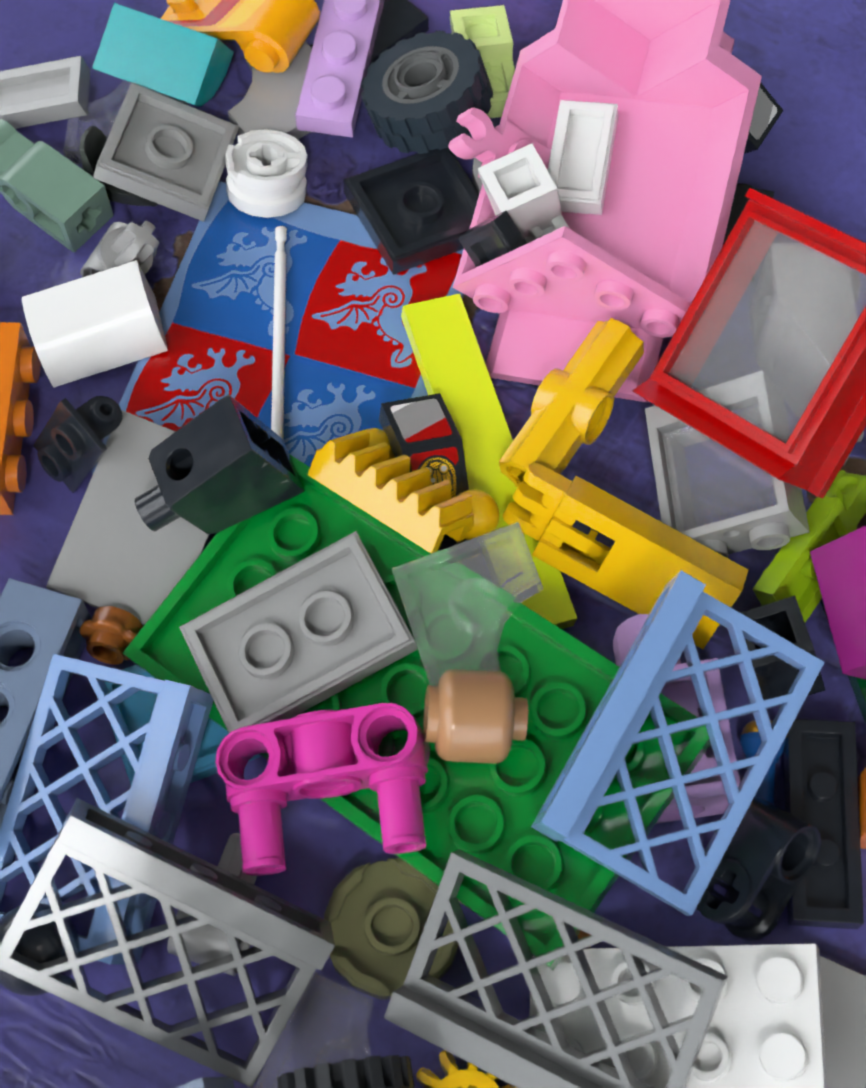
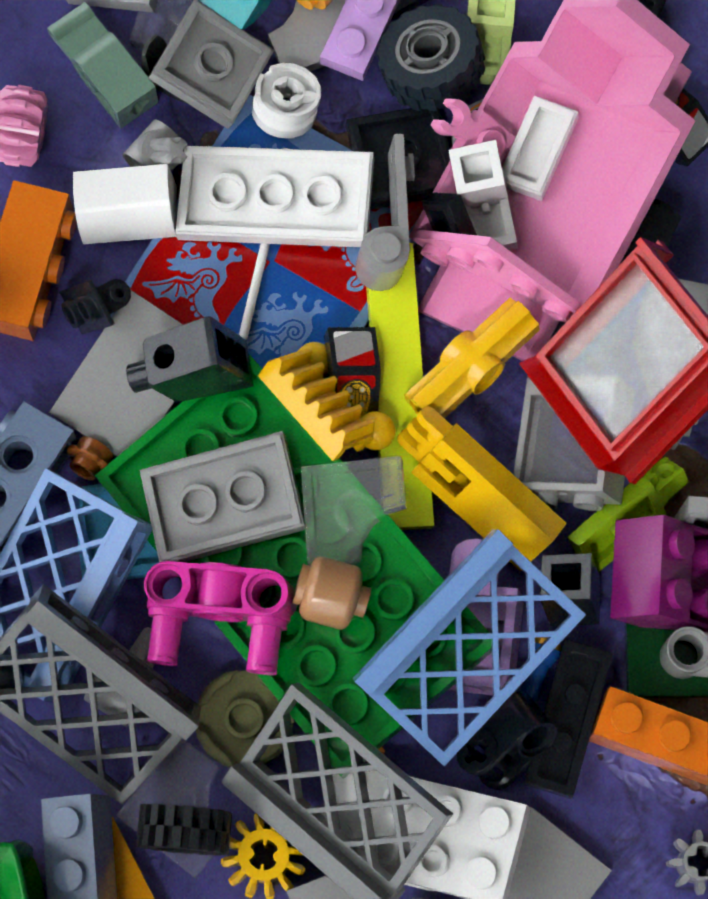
camera: 10 degrees right, 10 degrees up
(278, 277) = (275, 196): none -> white tile
(432, 290) = (387, 248): none -> light grey door

